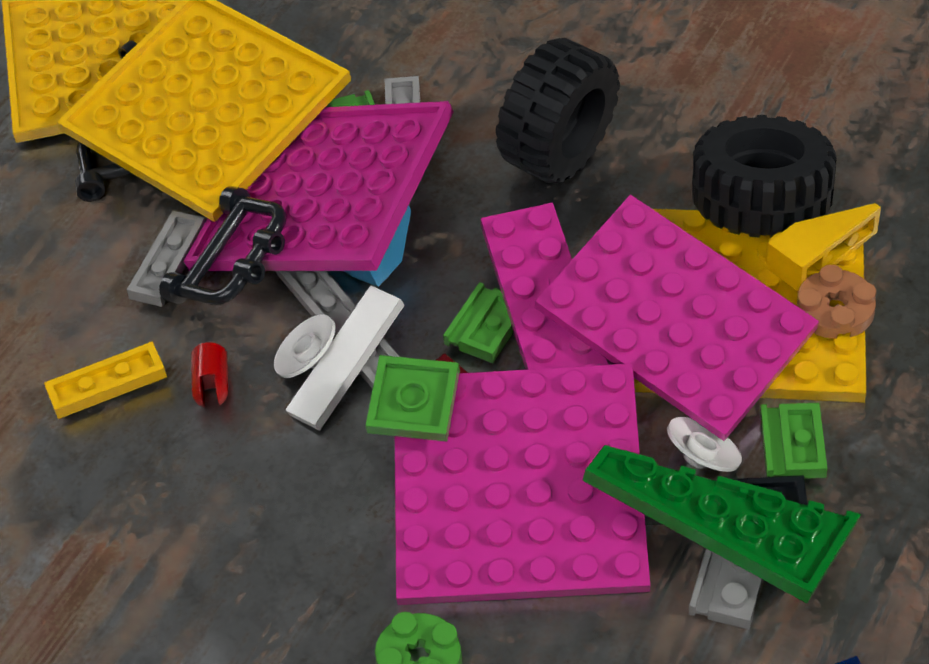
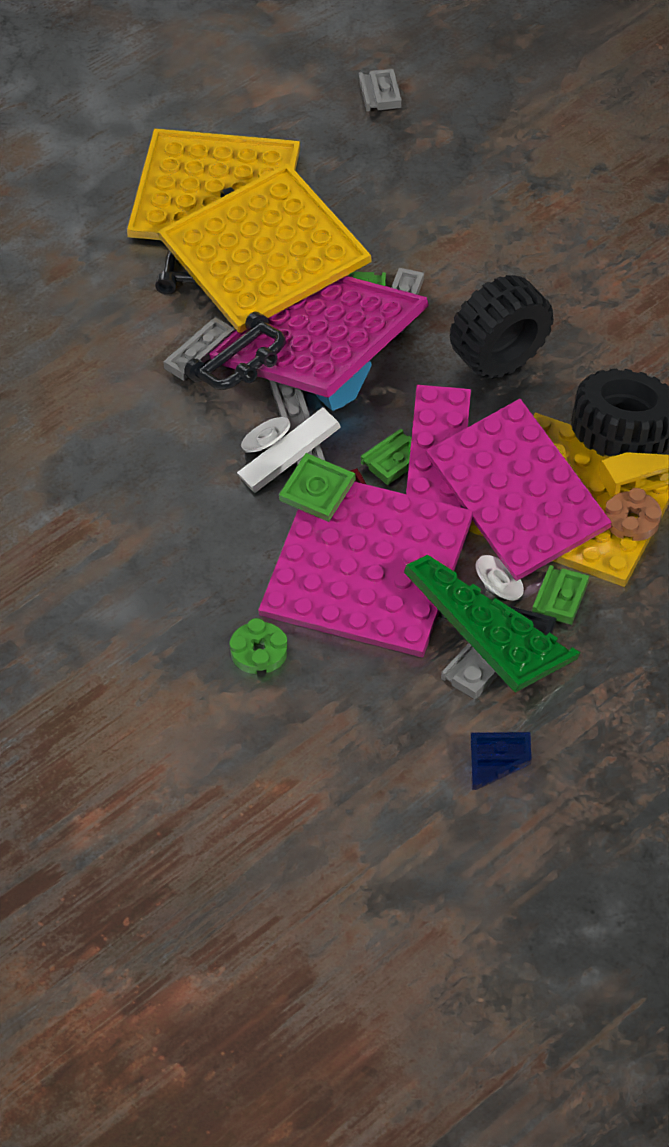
camera: 15 degrees right, 0 degrees up
(105, 380) = (127, 417): yellow plate -> none
(209, 371) = (197, 432): red piece -> none

